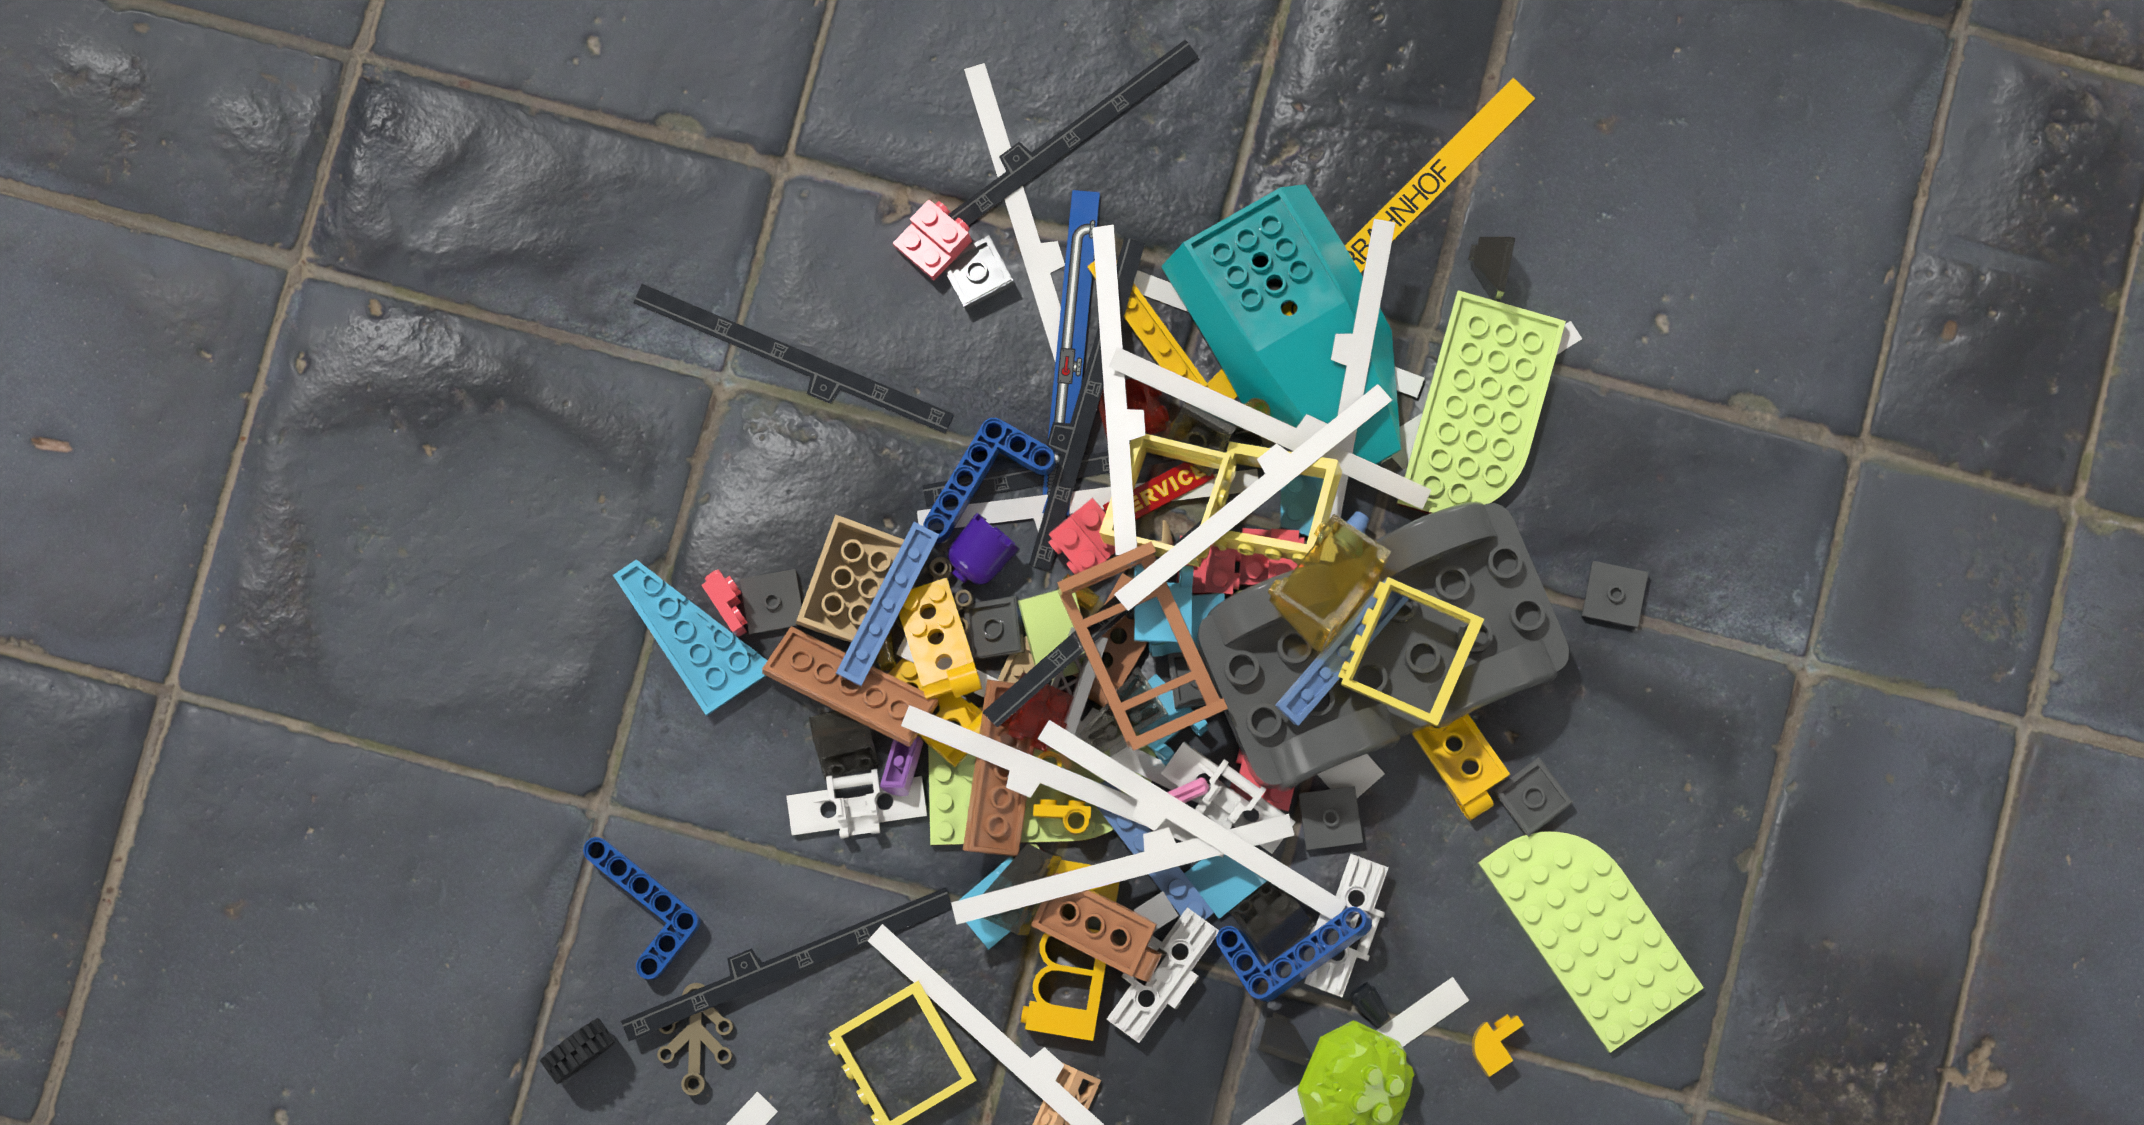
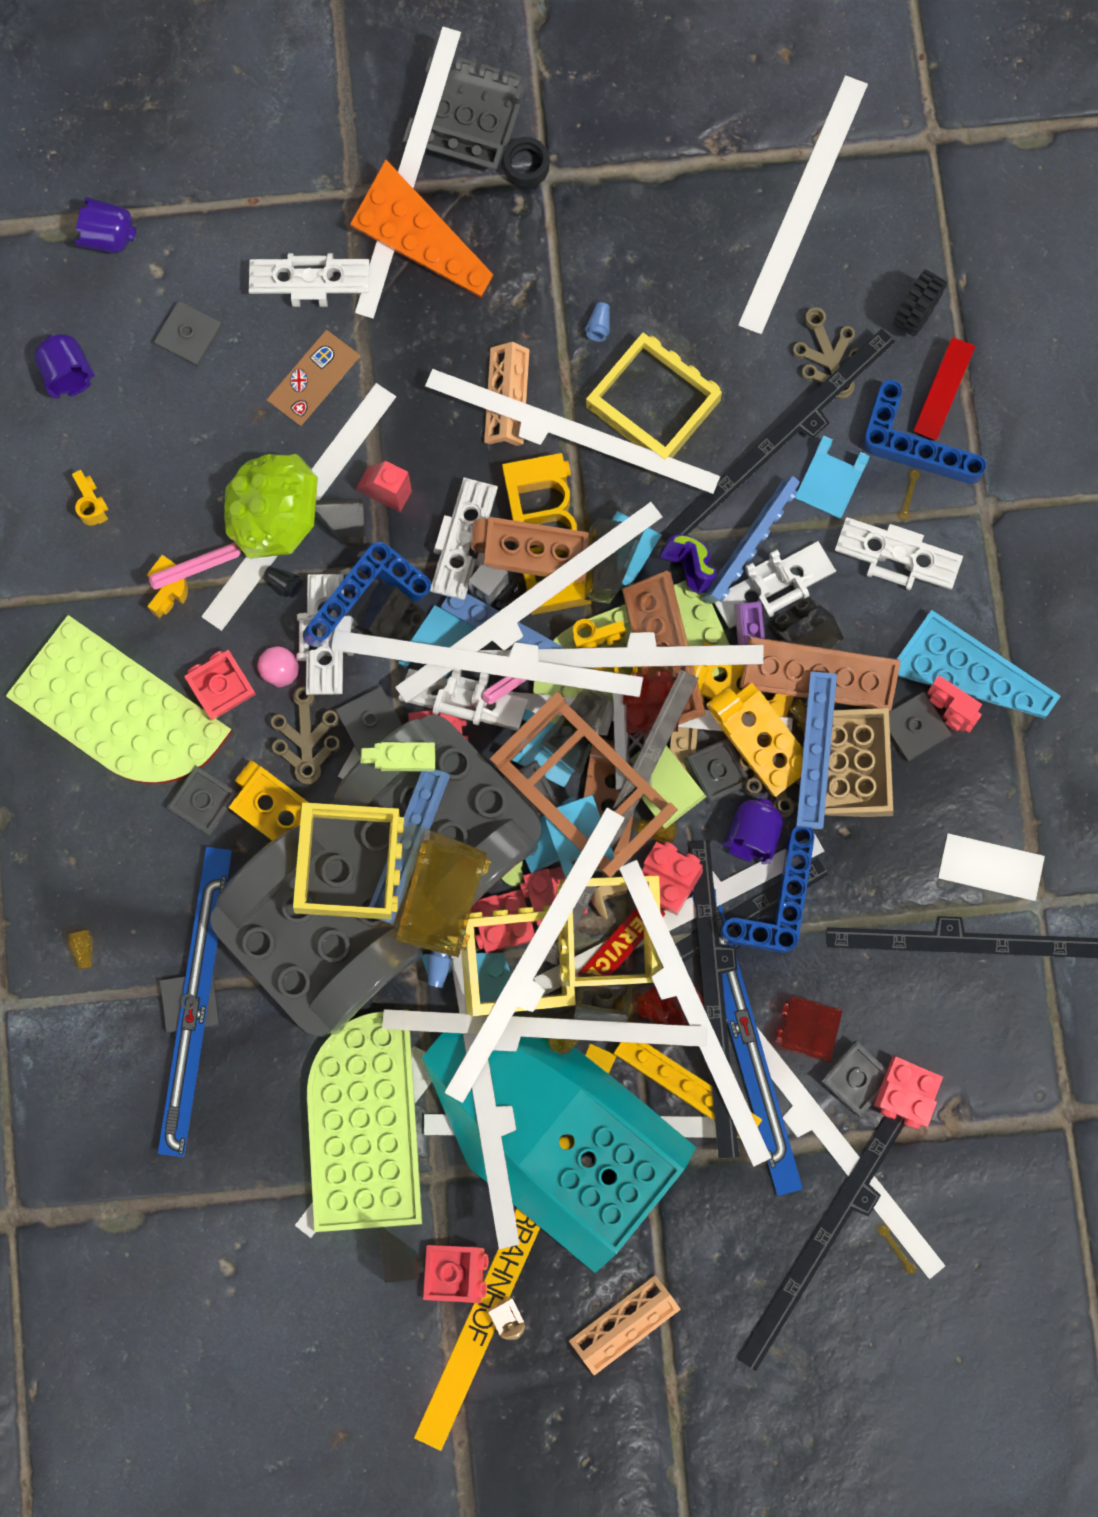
camera: 160 degrees right, 5 degrees down
(589, 950) = (944, 388): none -> red slope
(688, 831) = (914, 476): none -> clear yellow hinge
(708, 792) = (902, 547): none -> white piece
(751, 896) = (830, 481): none -> medium azure flag
(756, 432) = (991, 867): none -> white sticker
(856, 863) = (746, 548): none -> medium blue plate
(928, 860) = (694, 558): none -> dark purple animal
(1005, 338) = (809, 1029): none -> clear red plate
(1009, 121) = (884, 1231): none -> clear yellow hinge
(1138, 892) = (509, 595): none -> black cone
(1227, 1067) = (386, 485): none -> coral slope
(1291, 117) = (627, 1328): none -> light nougat fence
(1318, 737) = (400, 756): none -> yellowish green hinge
(1405, 822) = (306, 740): none -> dark tan plant
(1406, 170) = (507, 1319): none -> tan plate
(1406, 913) = (278, 666): none -> bright pink hair
(1442, 231) = (455, 1274): none -> coral plate
(1460, 1050) = (194, 565): none -> bright pink axle
(1475, 912) = (219, 684): none -> coral plate
(1599, 607) = (192, 1022): none -> sticker
(1706, 692) = (82, 948): none -> clear yellow cone

